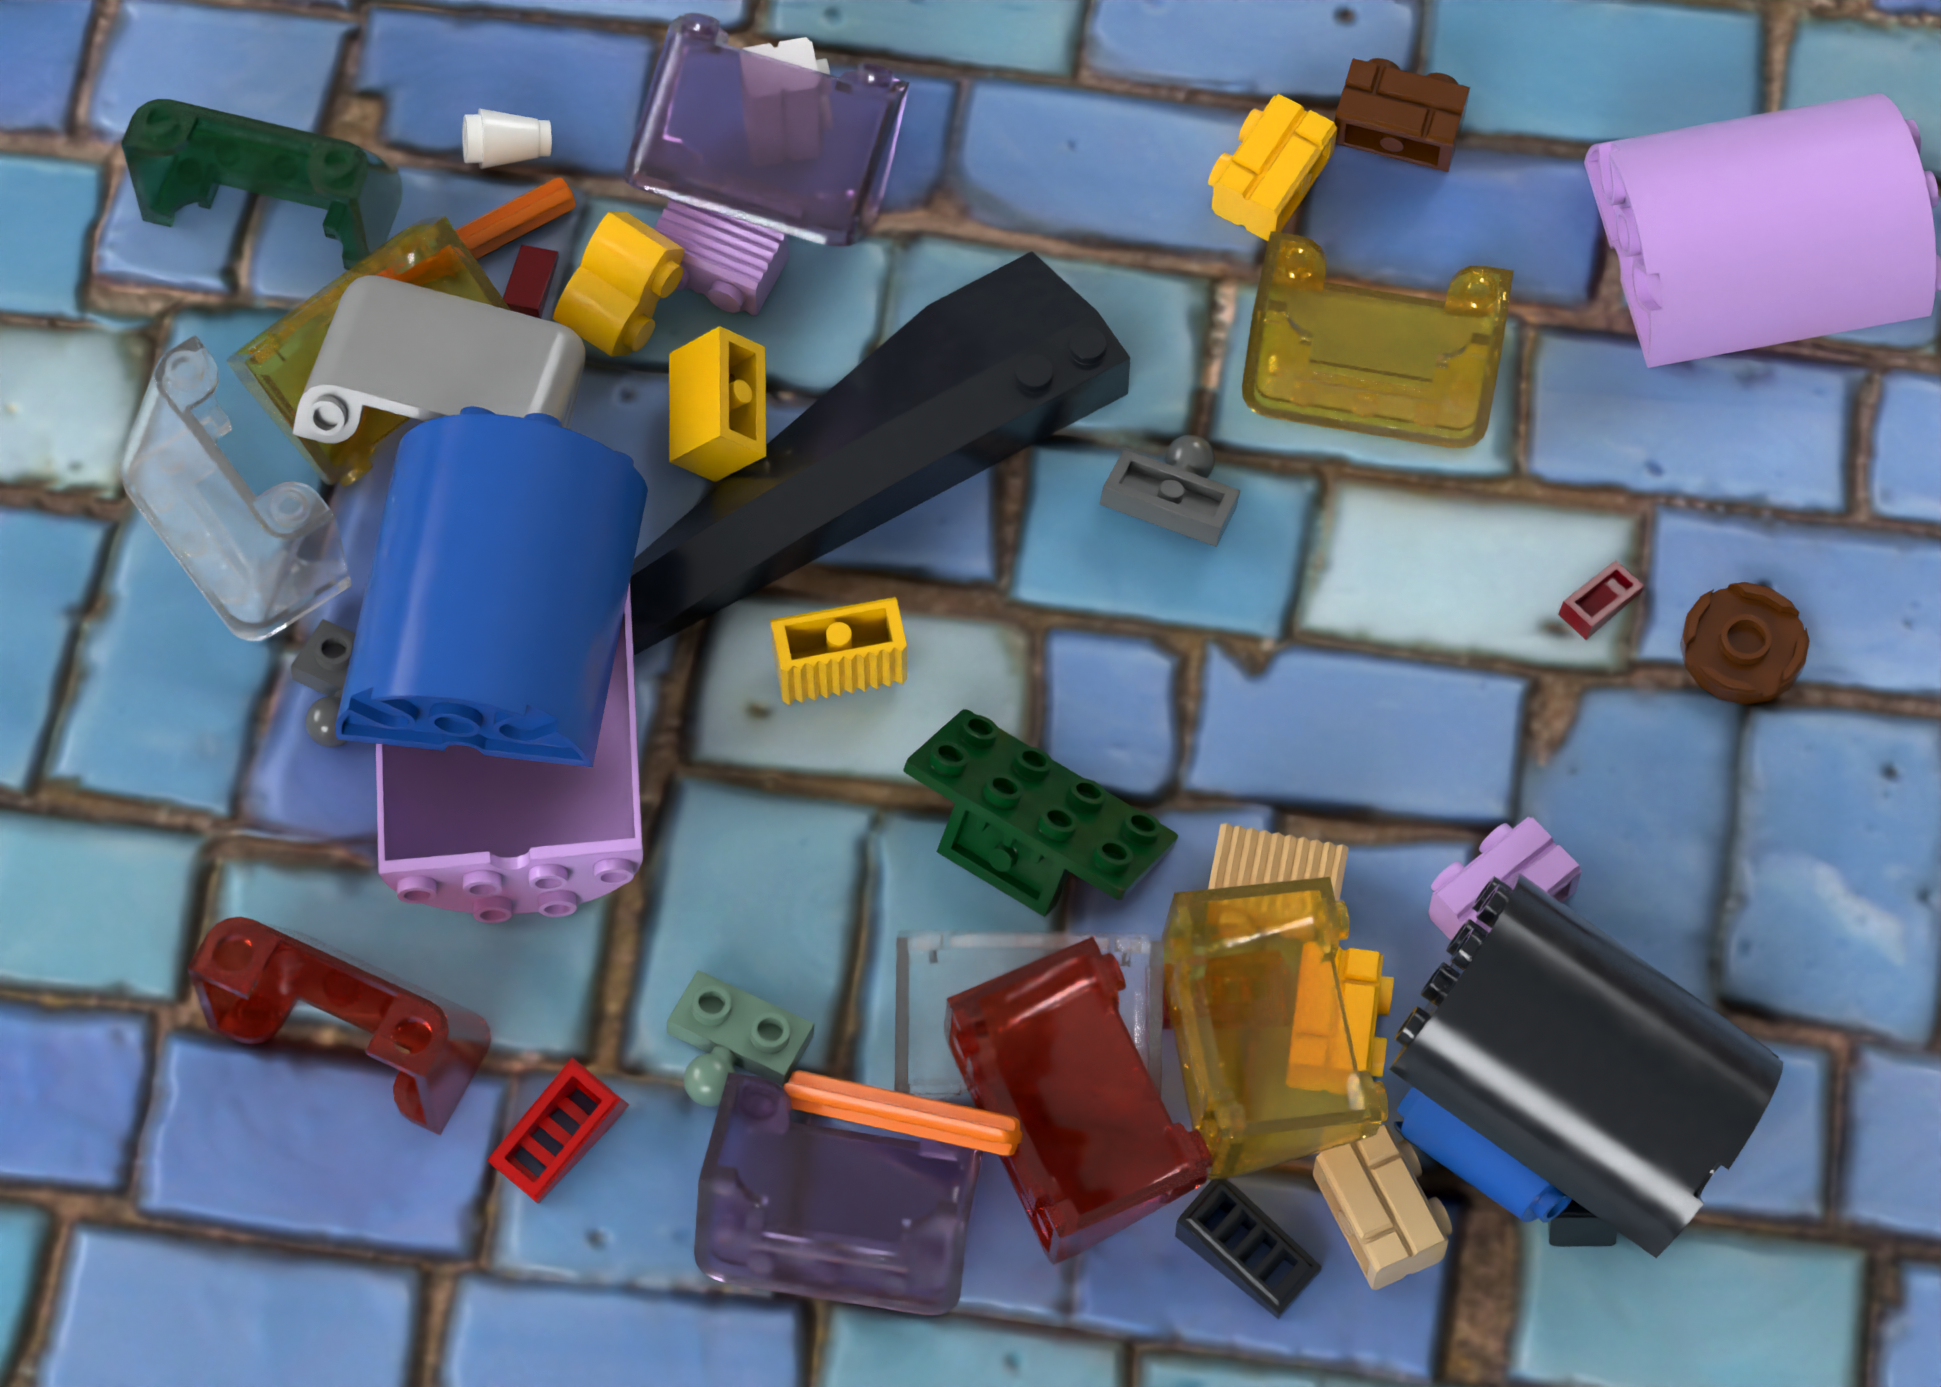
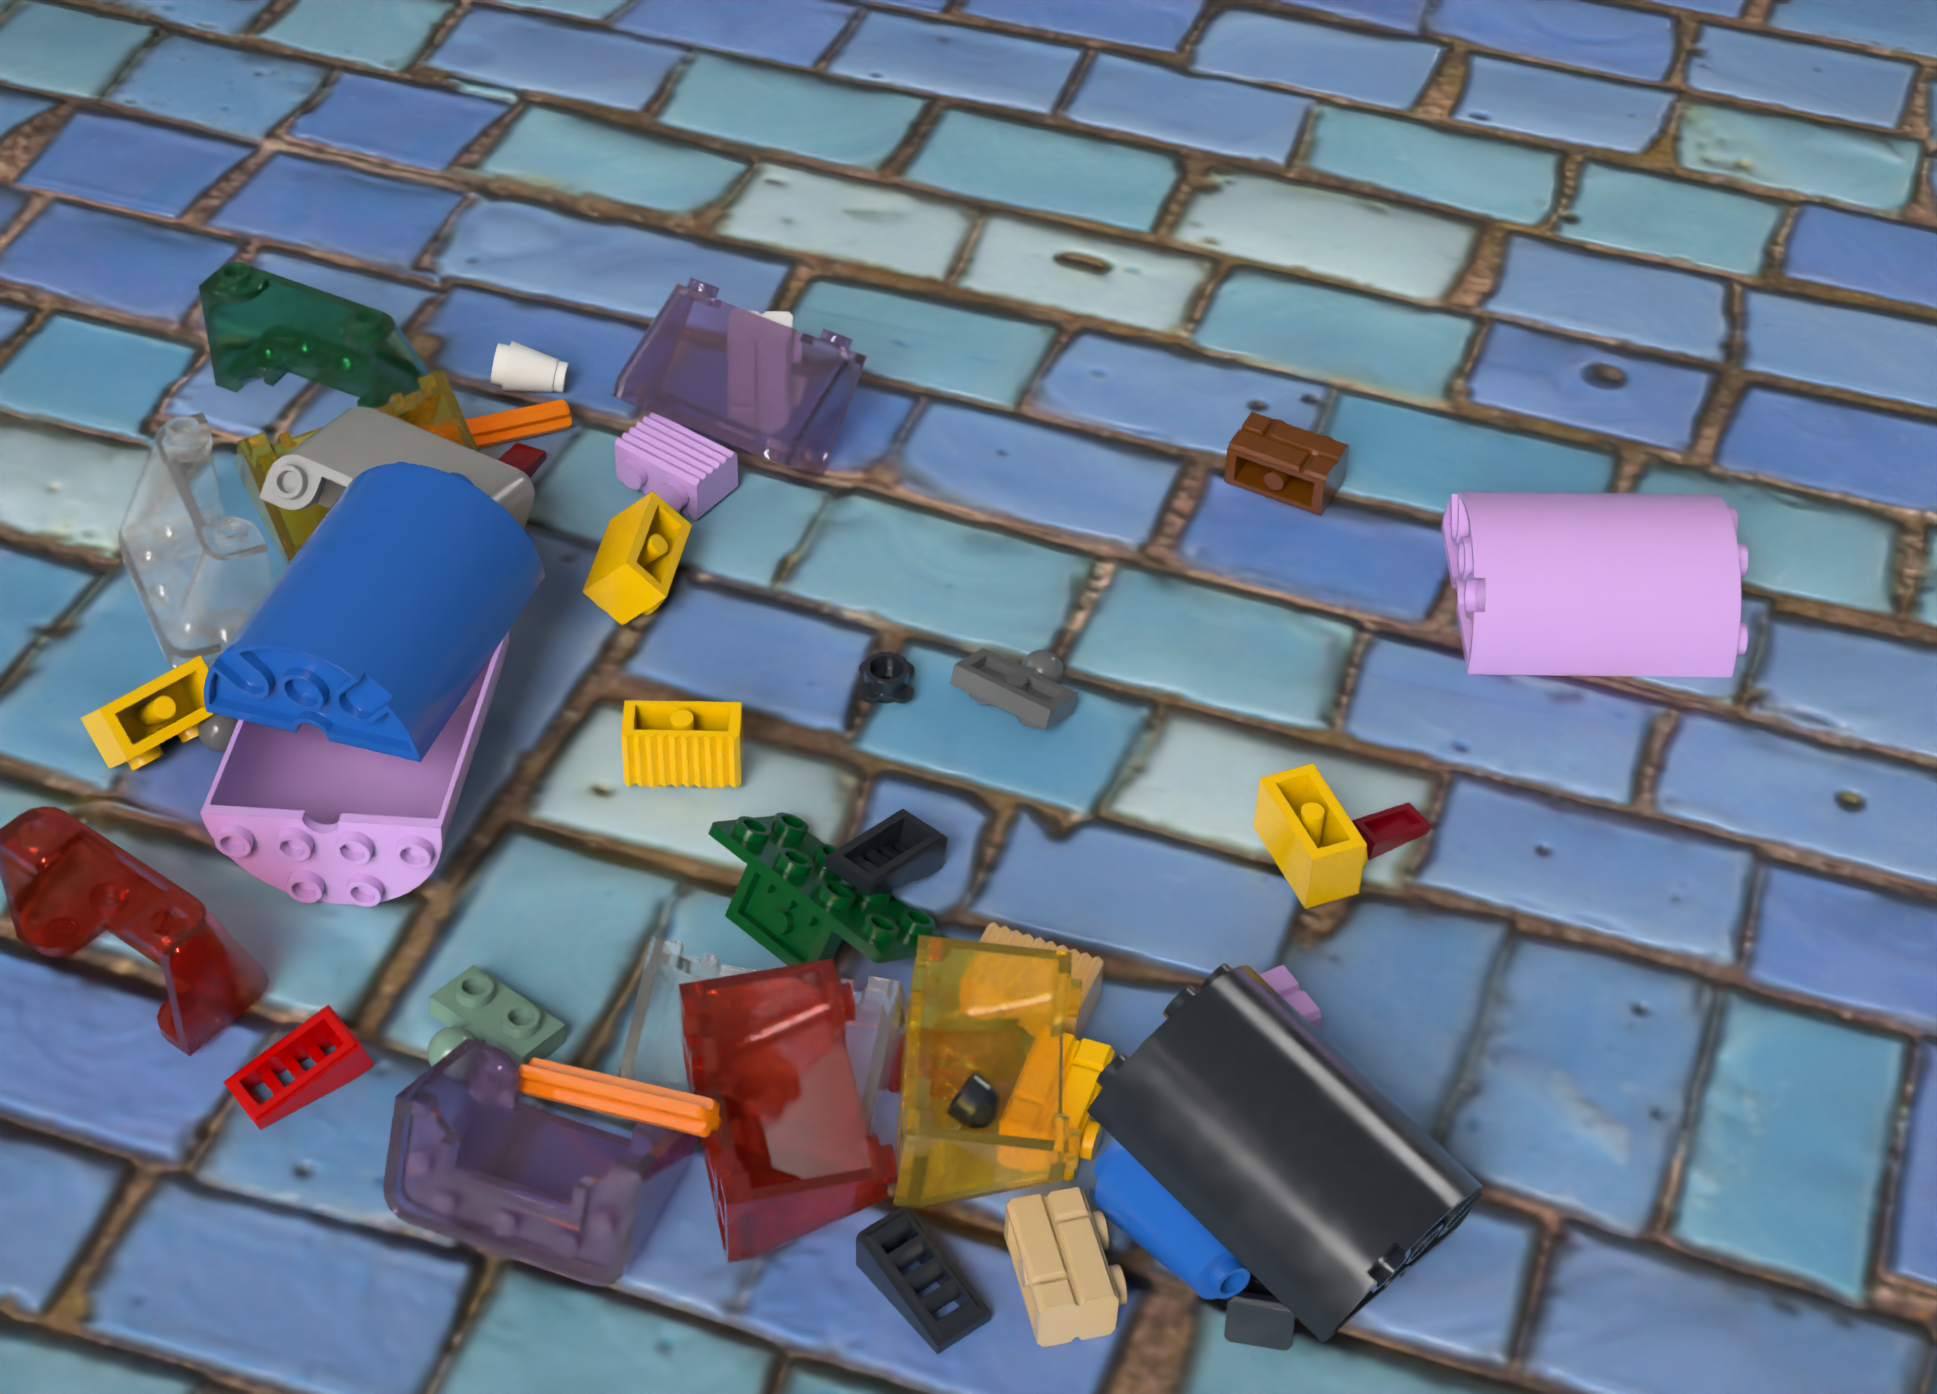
camera: 10 degrees right, 20 degrees down
(259, 723) = (150, 714): none -> yellow brick
(619, 284) = (584, 465): yellow brick -> none
(910, 421) = (805, 609): black wedge -> none
(1031, 492) = (886, 679): none -> black plate
(1109, 720) = (889, 854): none -> black slope
(1264, 1055) = (976, 1102): none -> black hinge
(1272, 167) = (1167, 481): yellow brick -> none
(1374, 355) = (1215, 625): clear yellow windscreen -> none
(1526, 640) = (1309, 835): none -> yellow brick
(1744, 643) = (1516, 883): reddish brown tile -> none

